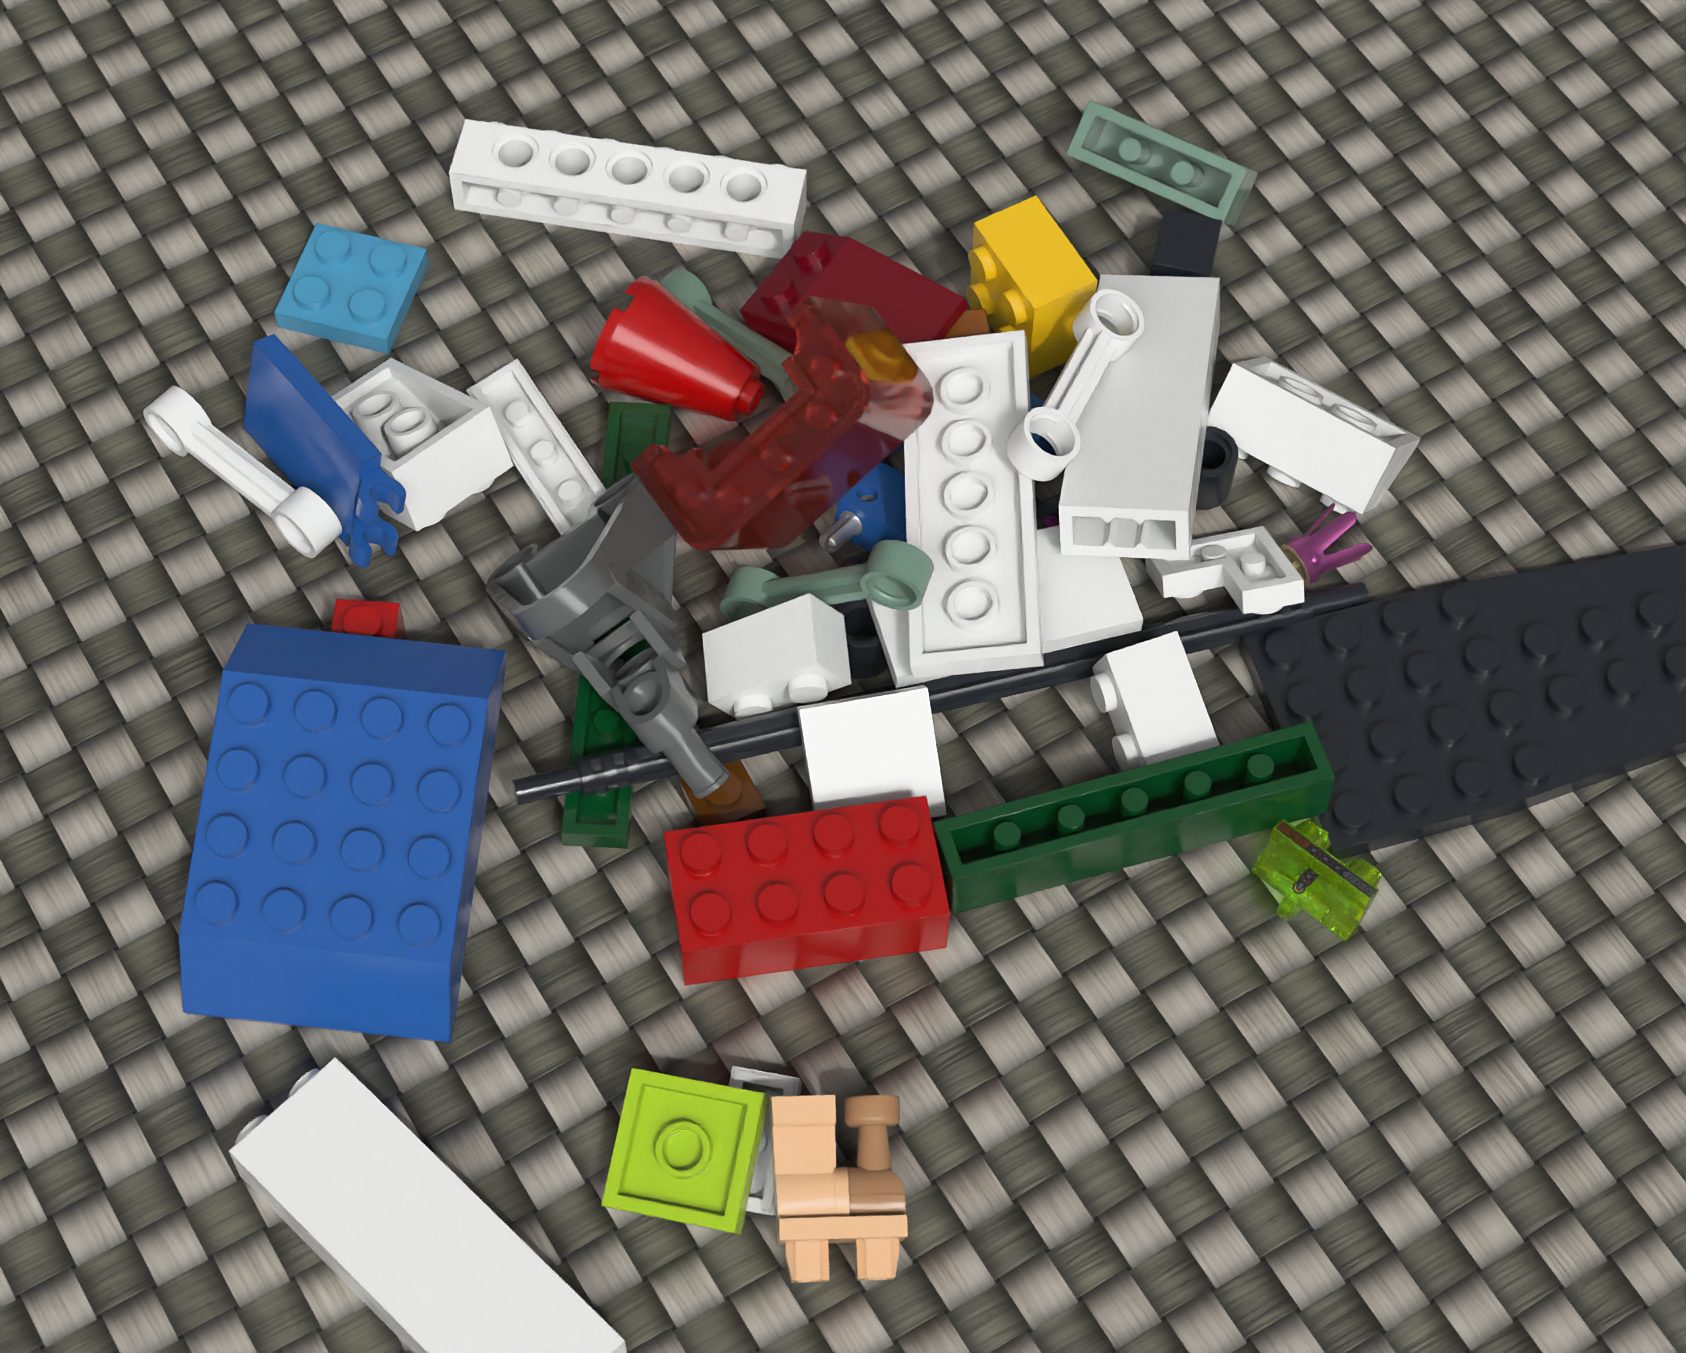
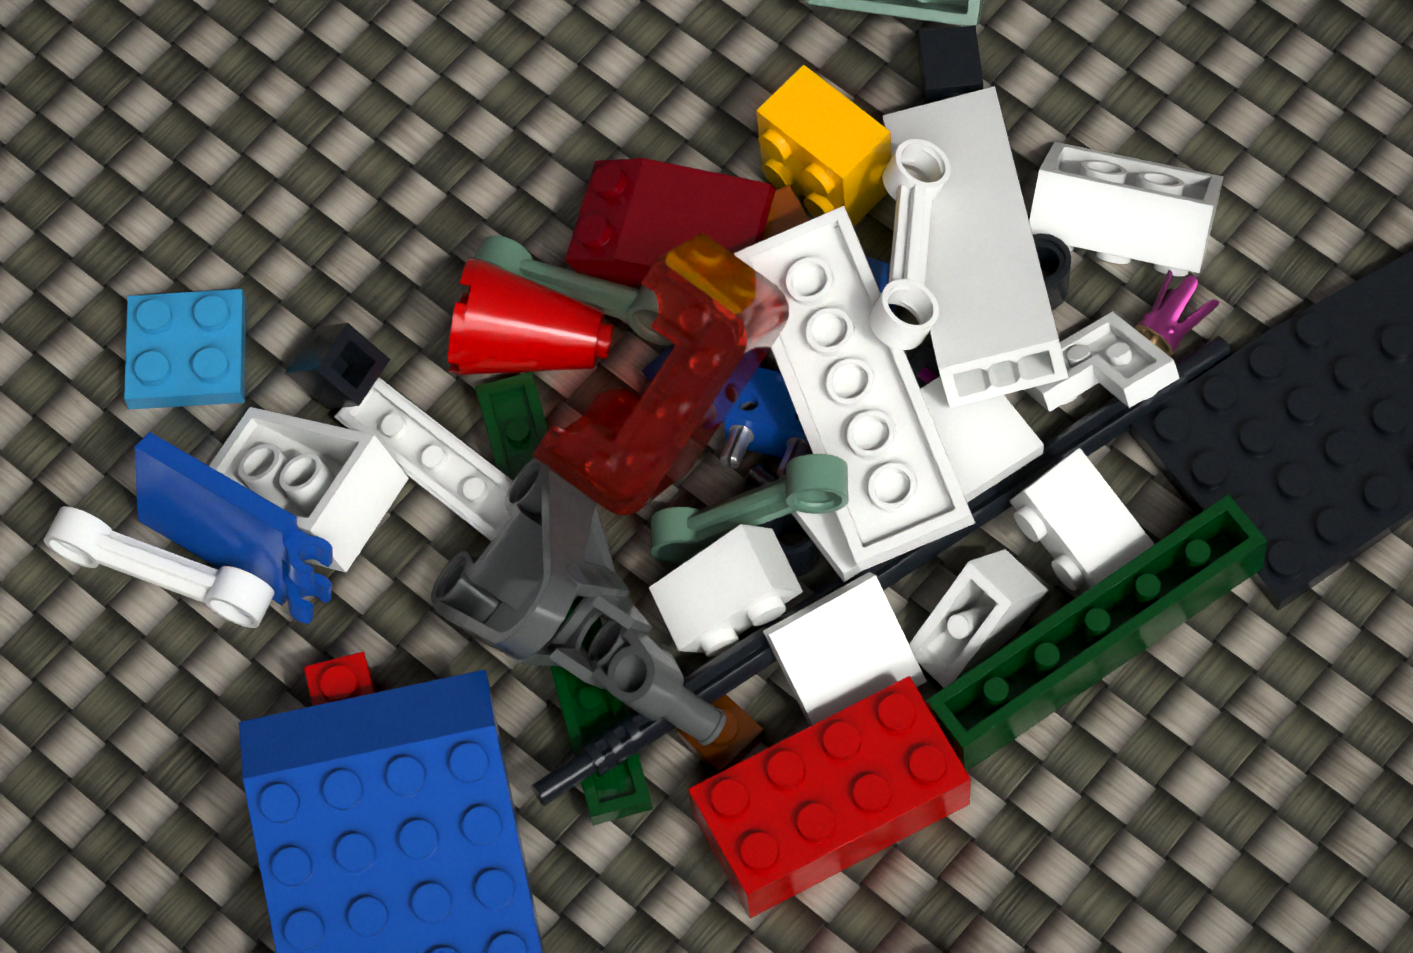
camera: 10 degrees left, 5 degrees up
(485, 341) = (337, 366): none -> black brick
(628, 189) = (435, 182): white brick -> none
(1021, 758) = (976, 616): none -> white slope
(1315, 880) = (1274, 634): clear neon green hips -> none

